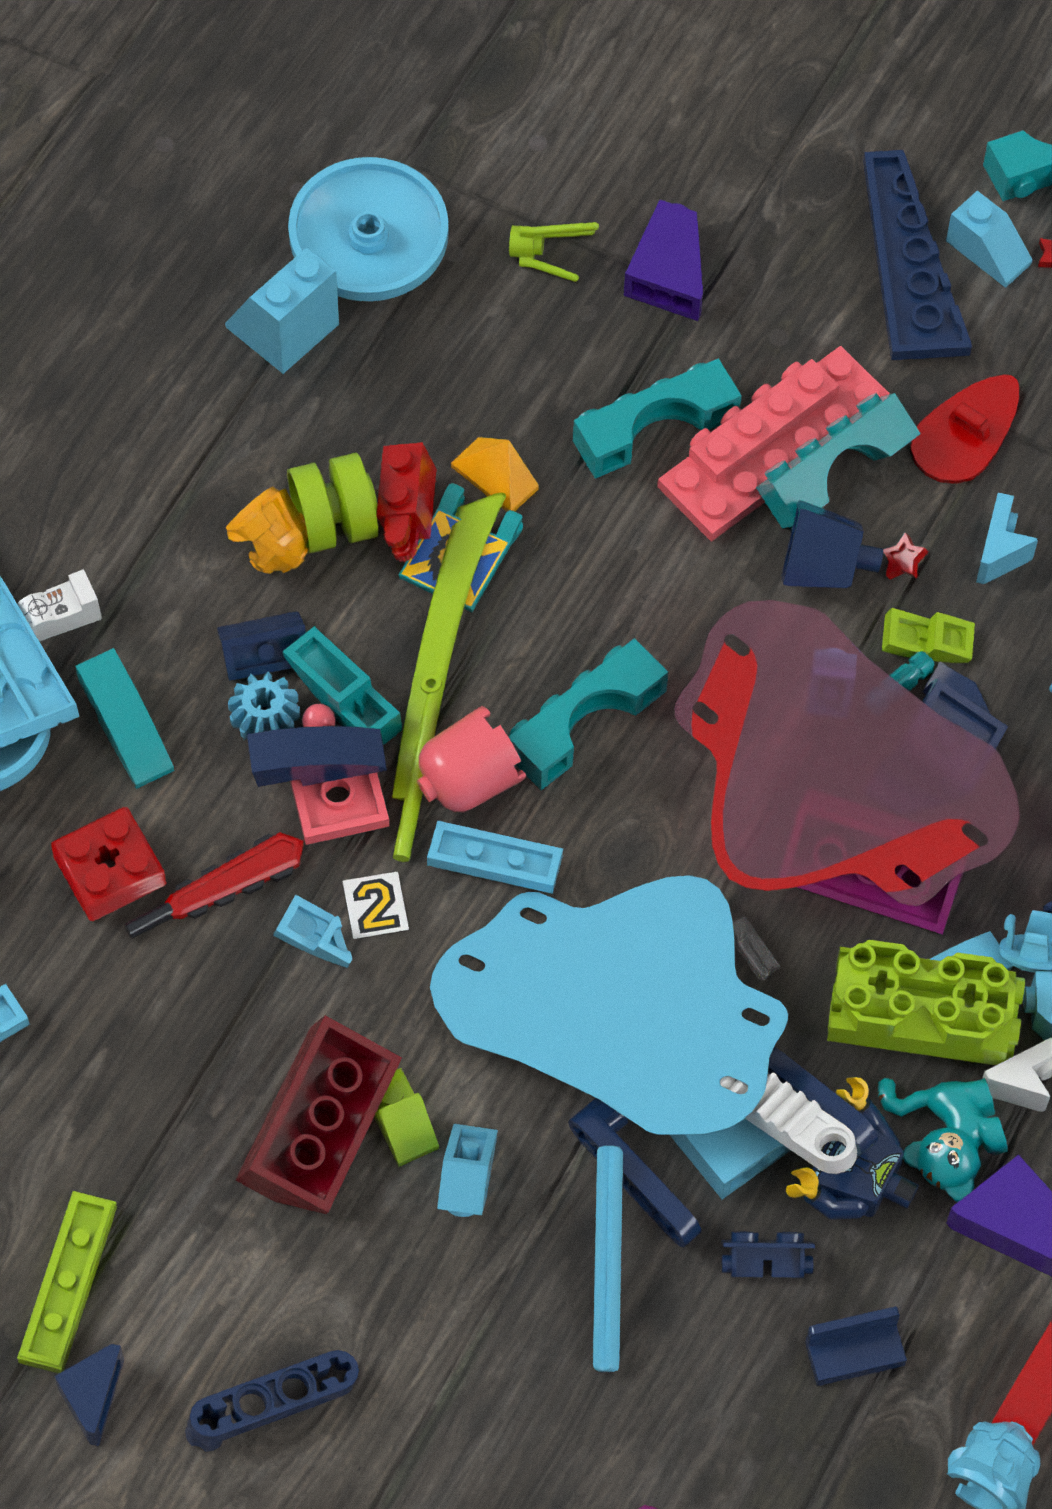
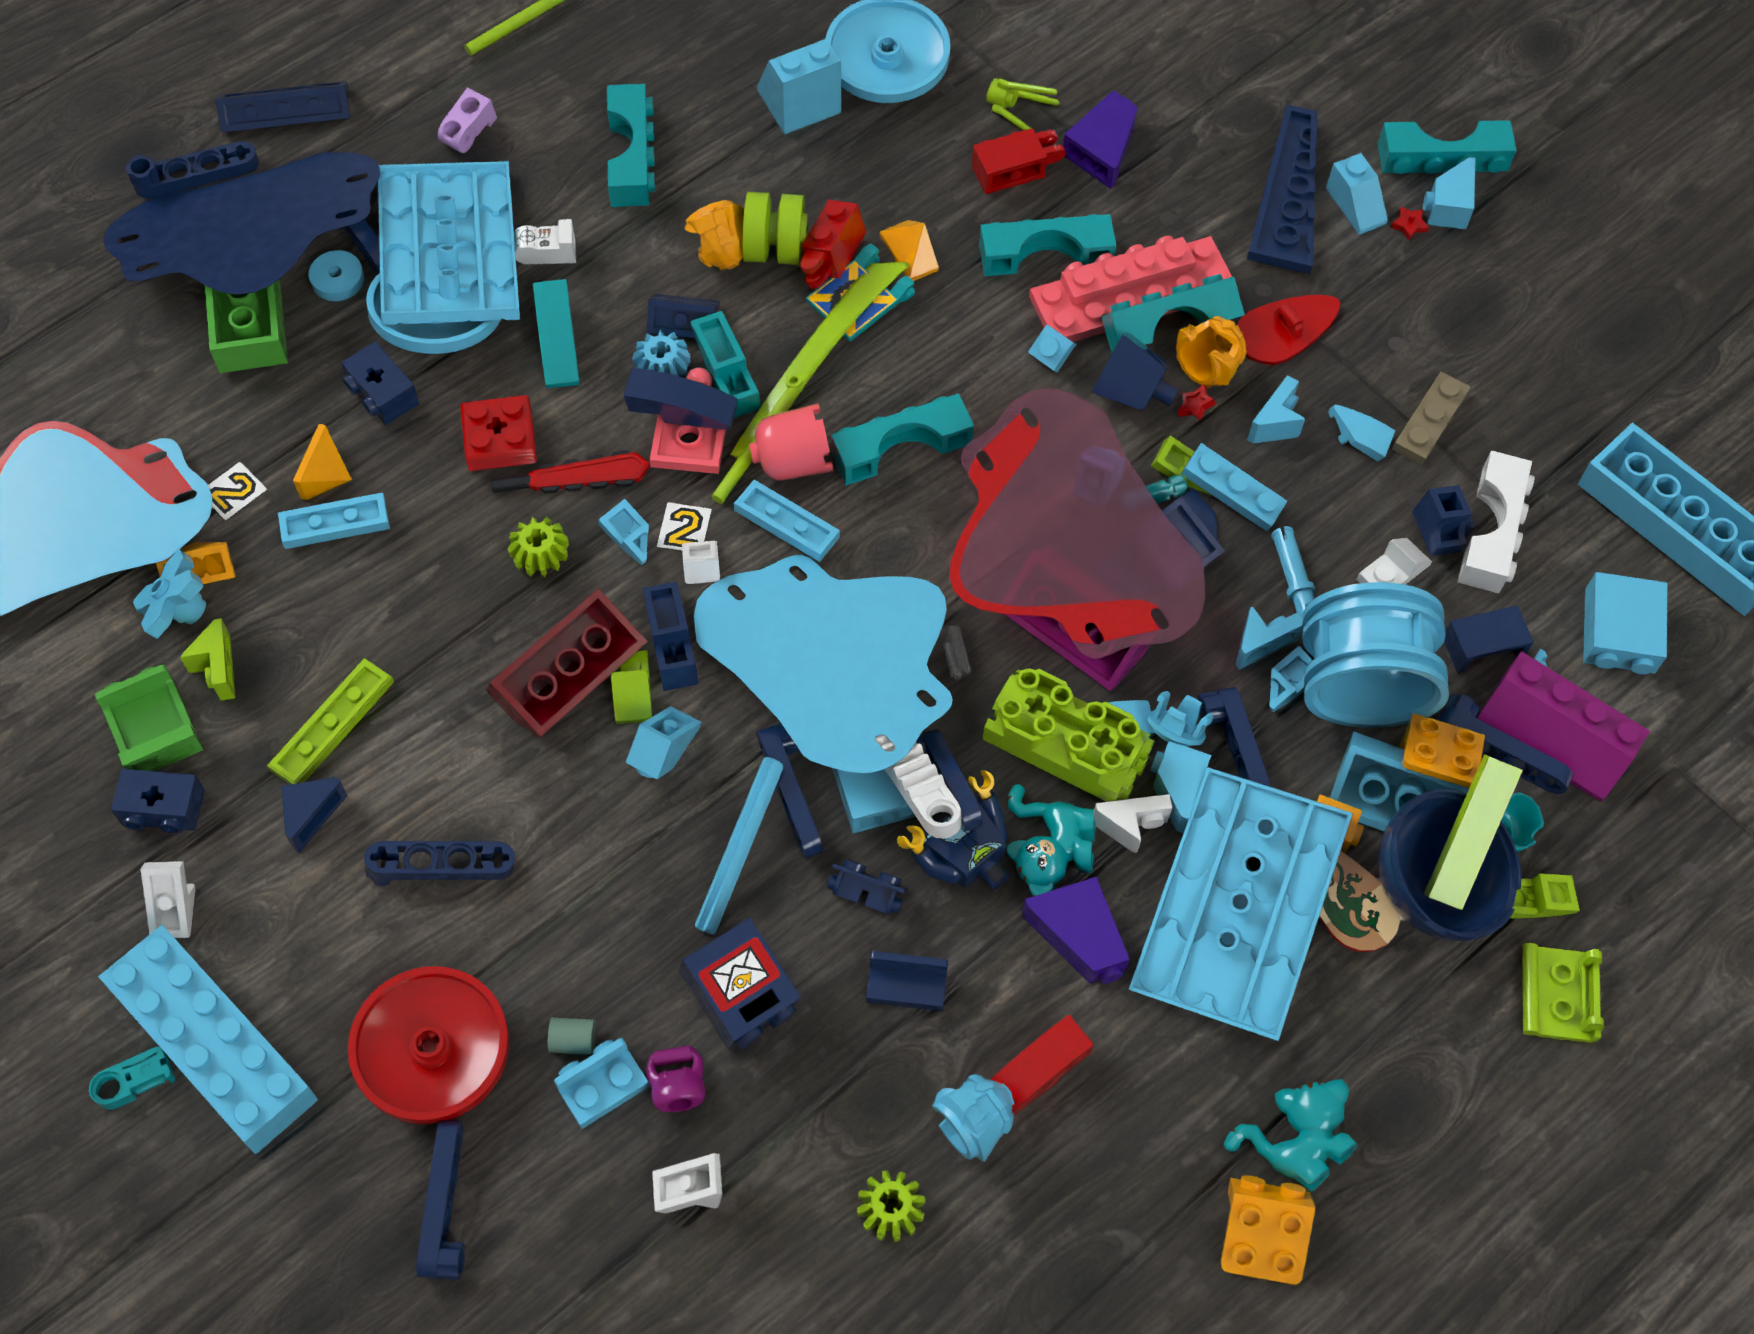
camera: 20 degrees right, 0 degrees up
(89, 412) = (629, 173): none -> teal arch
(219, 971) = (538, 546): none -> lime gear
(415, 940) = (701, 562): none -> white slope
(420, 1041) = (670, 636): none -> dark blue slope
(574, 321) = (1015, 158): none -> red hinge
(673, 1409) = (733, 974): none -> dark blue container
(713, 544) = (1052, 348): none -> medium azure plate
(900, 491) = (1211, 351): none -> light orange helmet
(987, 646) = (1234, 487): none -> medium azure plate

